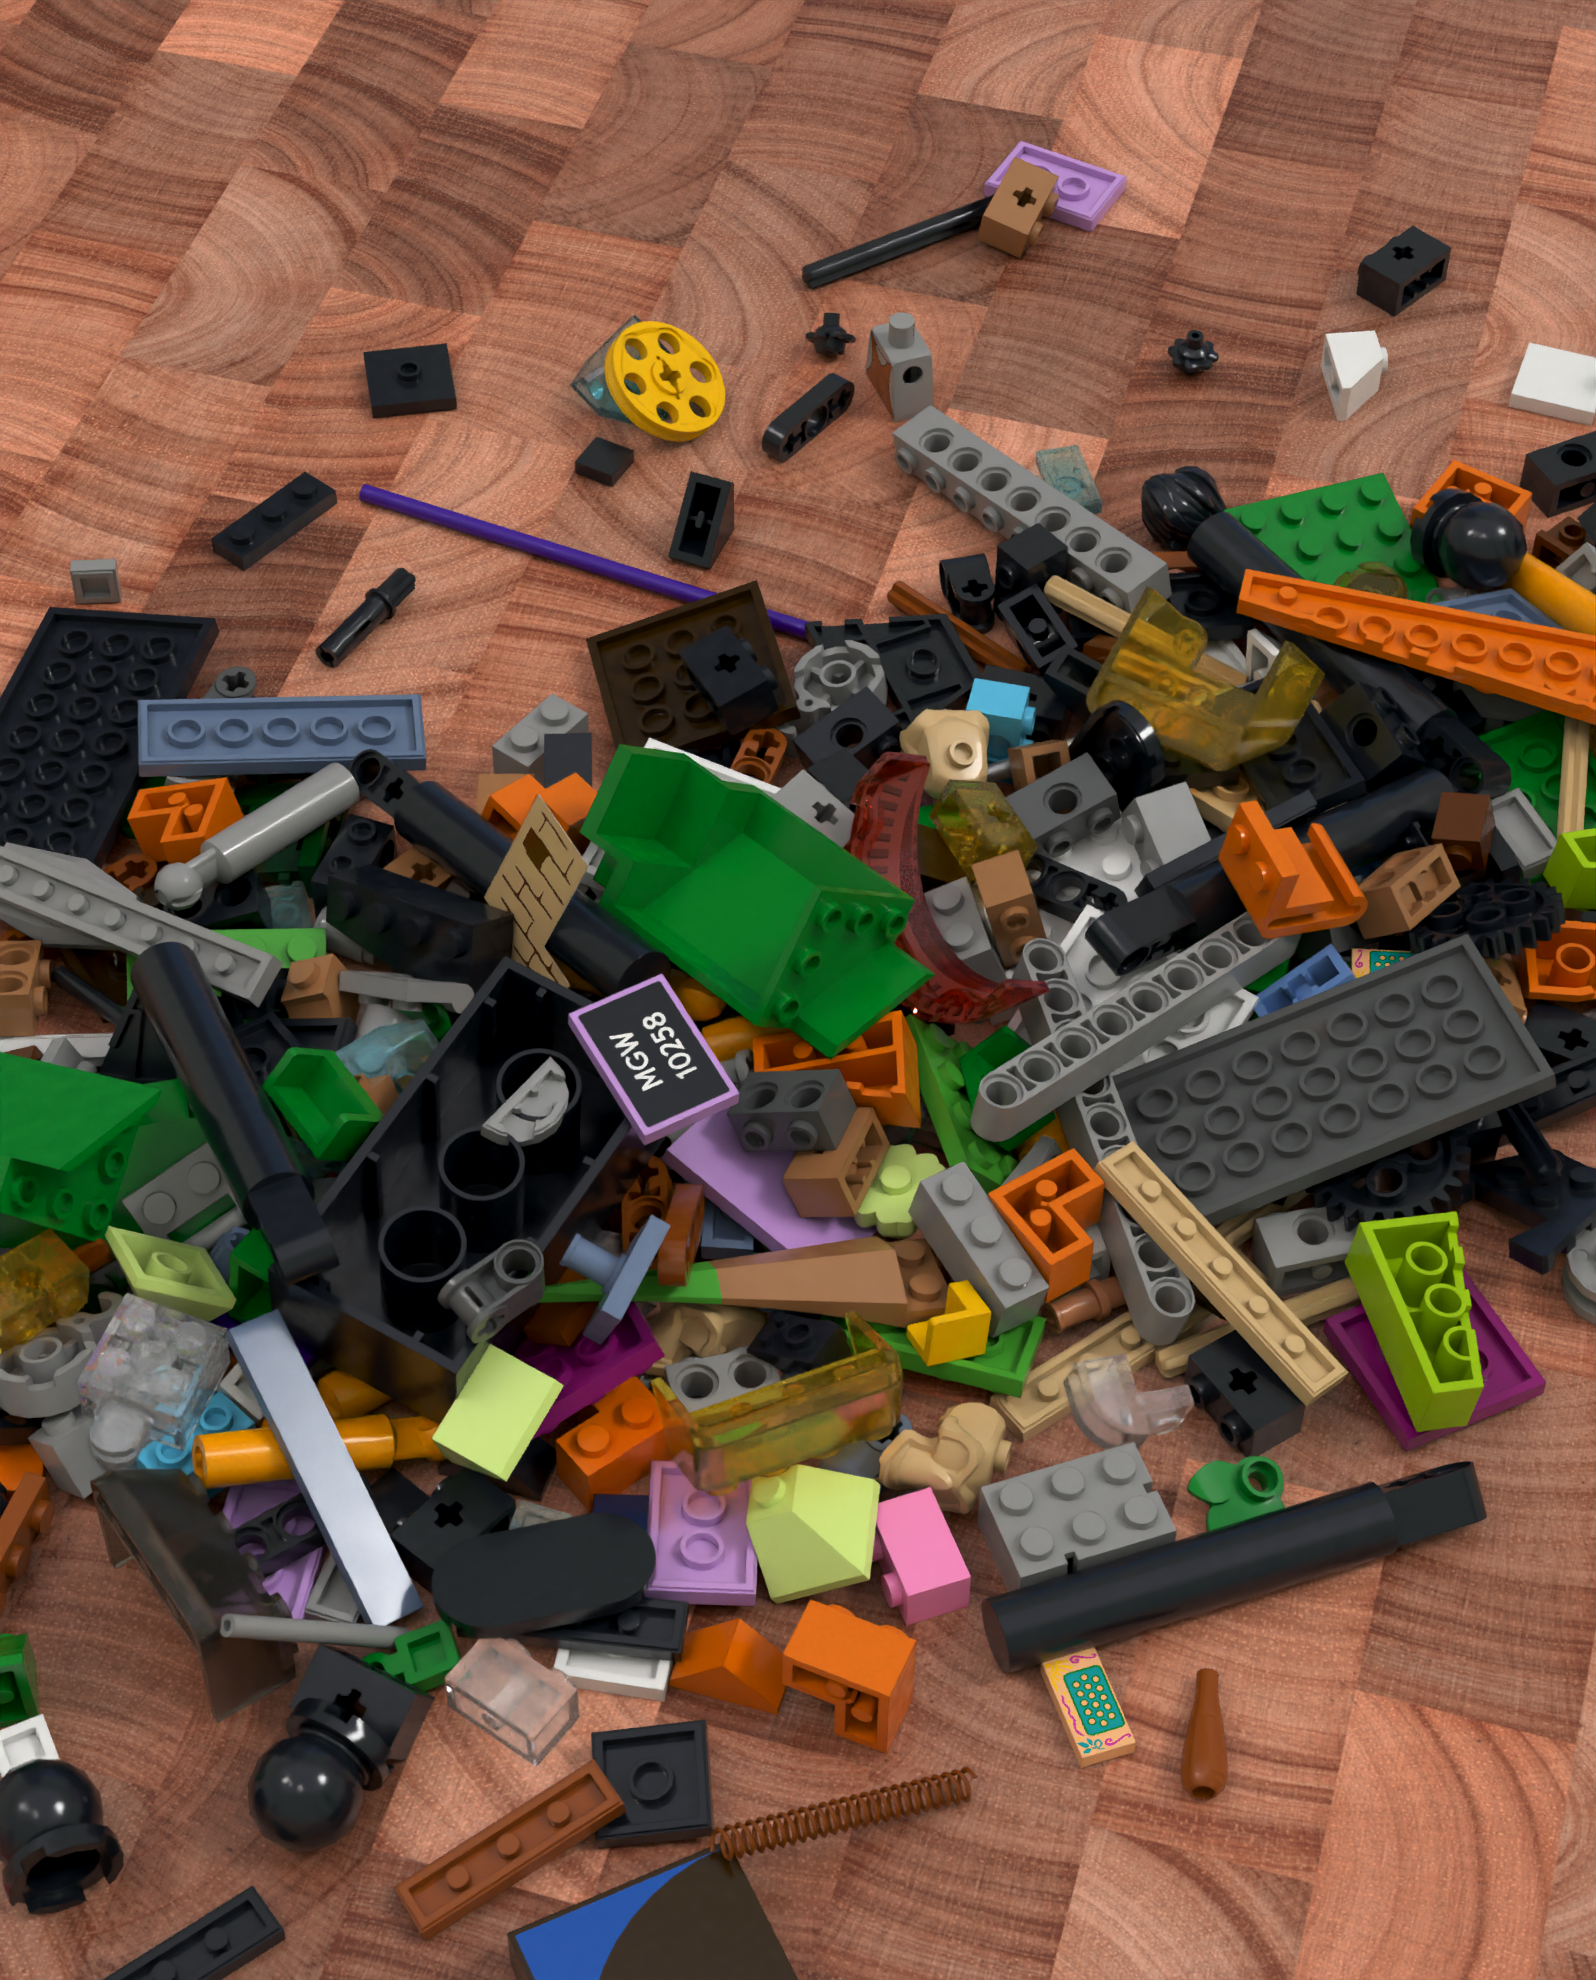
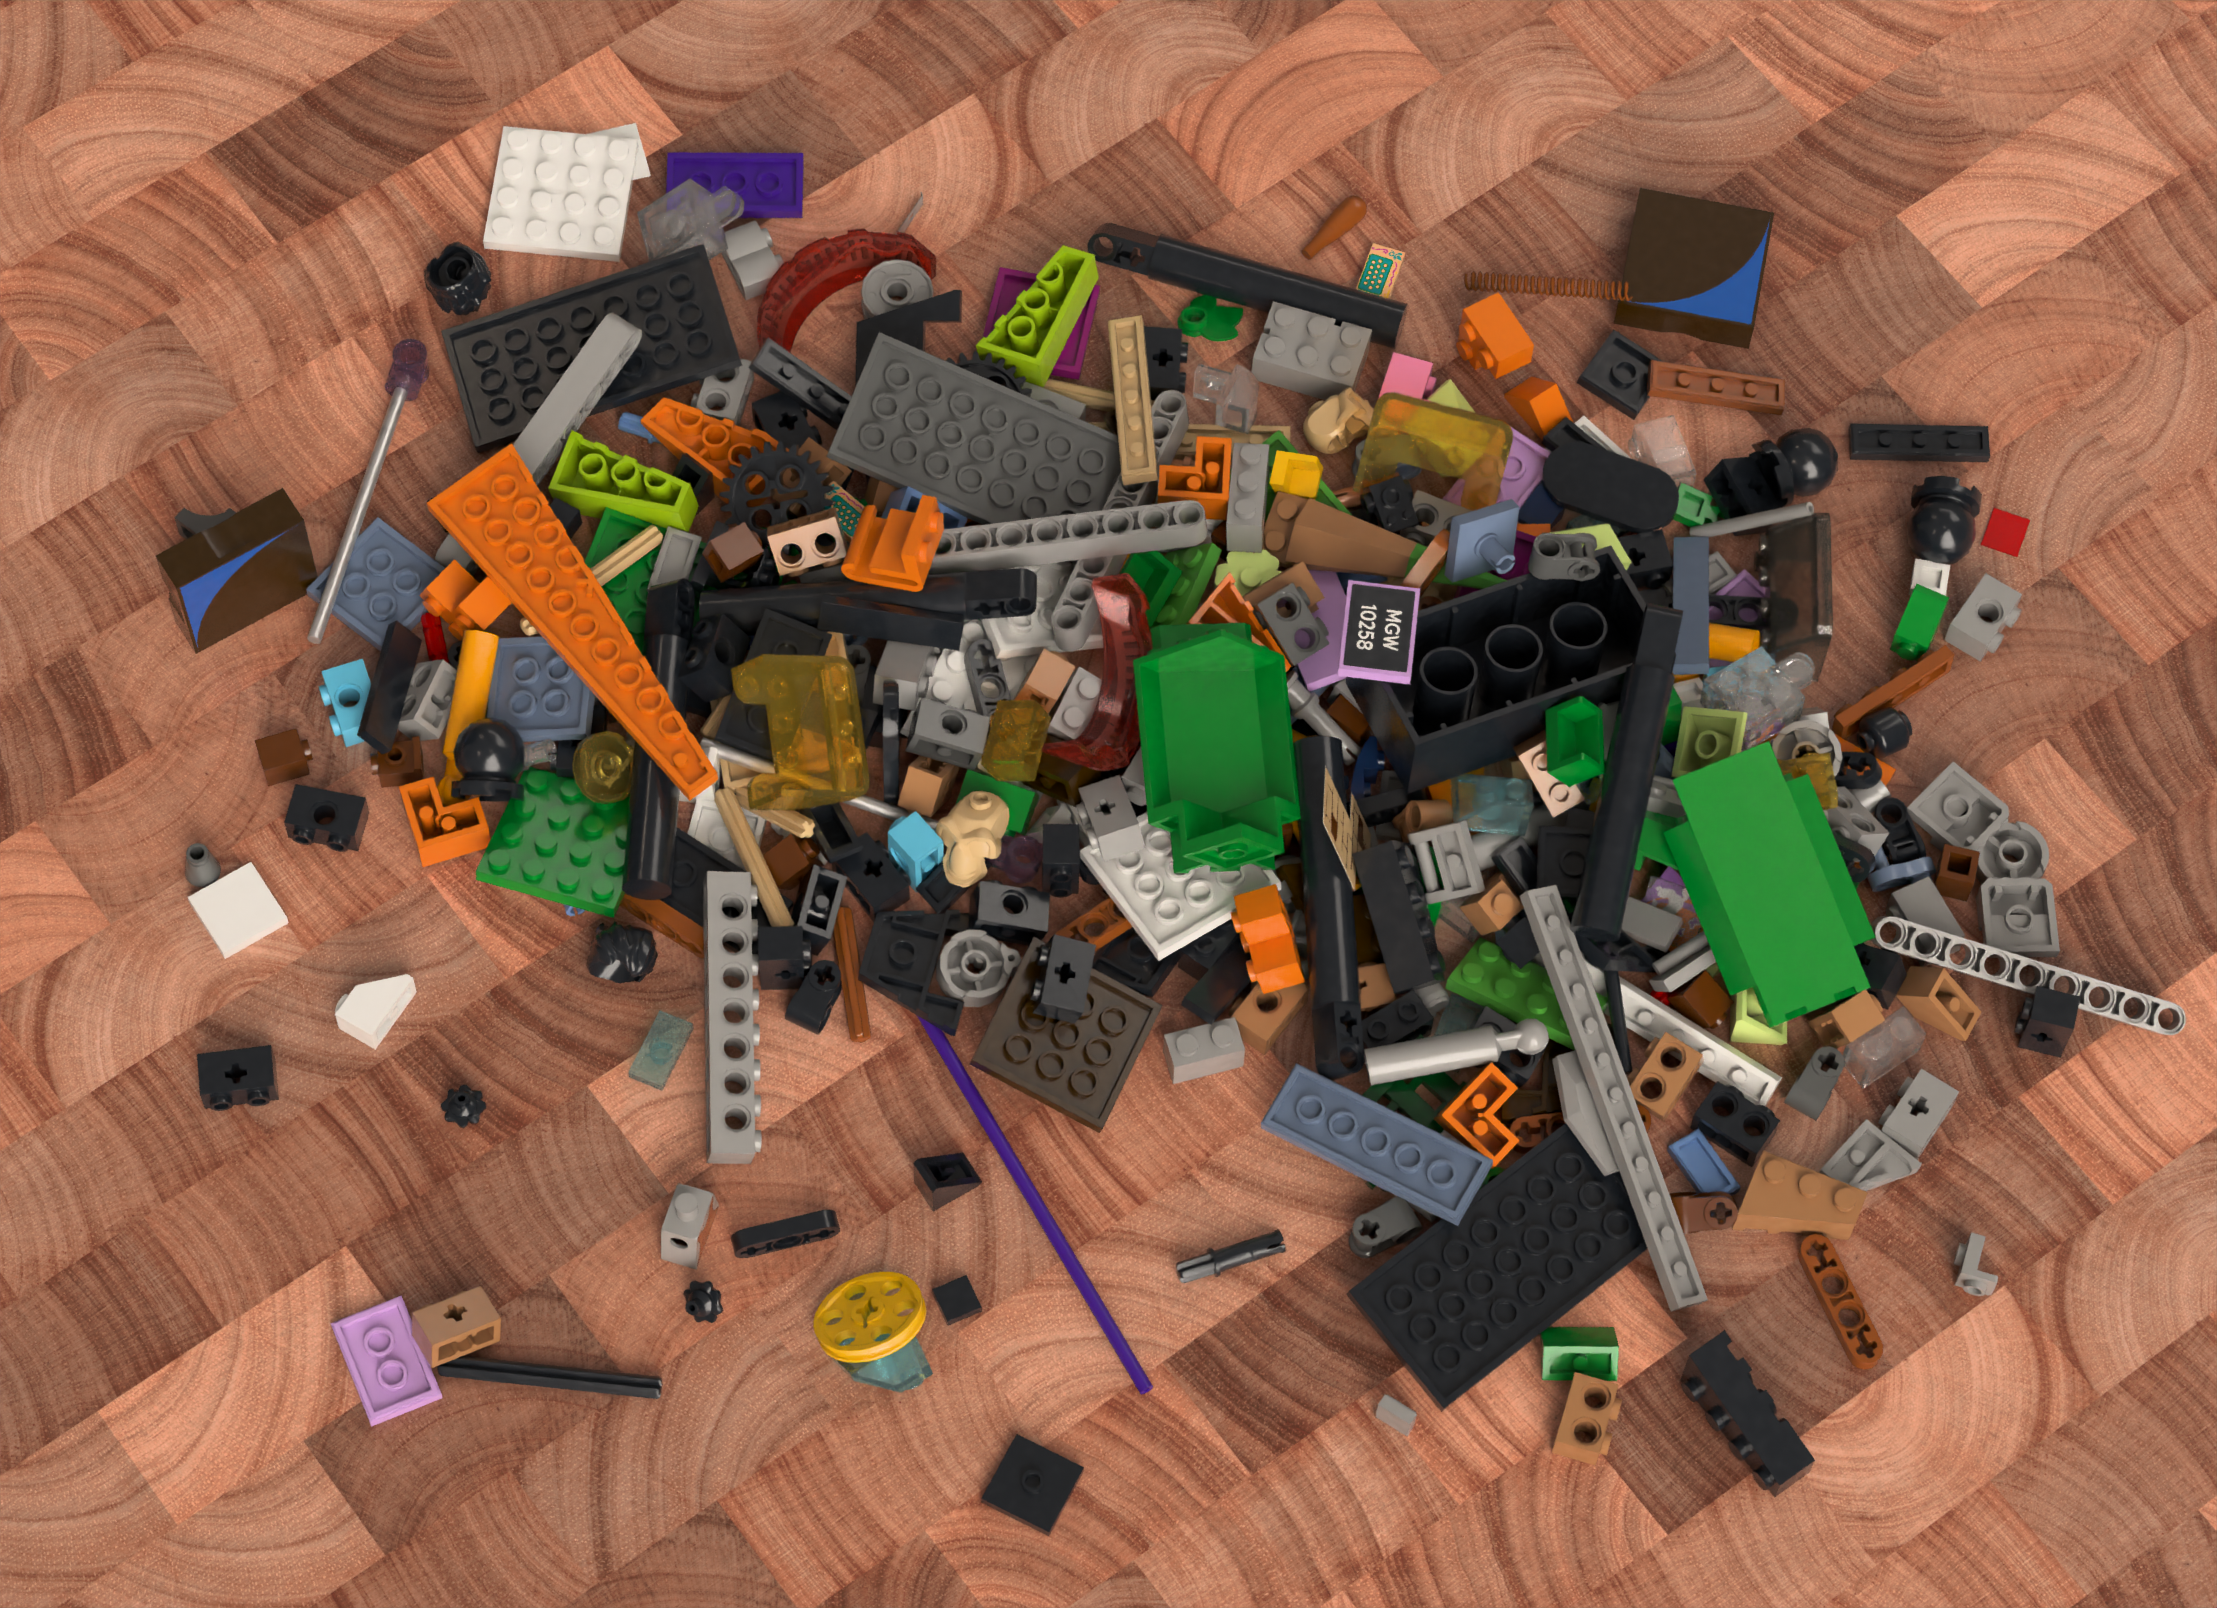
camera: 145 degrees left, 15 degrees up
(274, 521) = (1228, 1404): black plate -> none
(539, 1096) = (1452, 665): light grey tile -> none

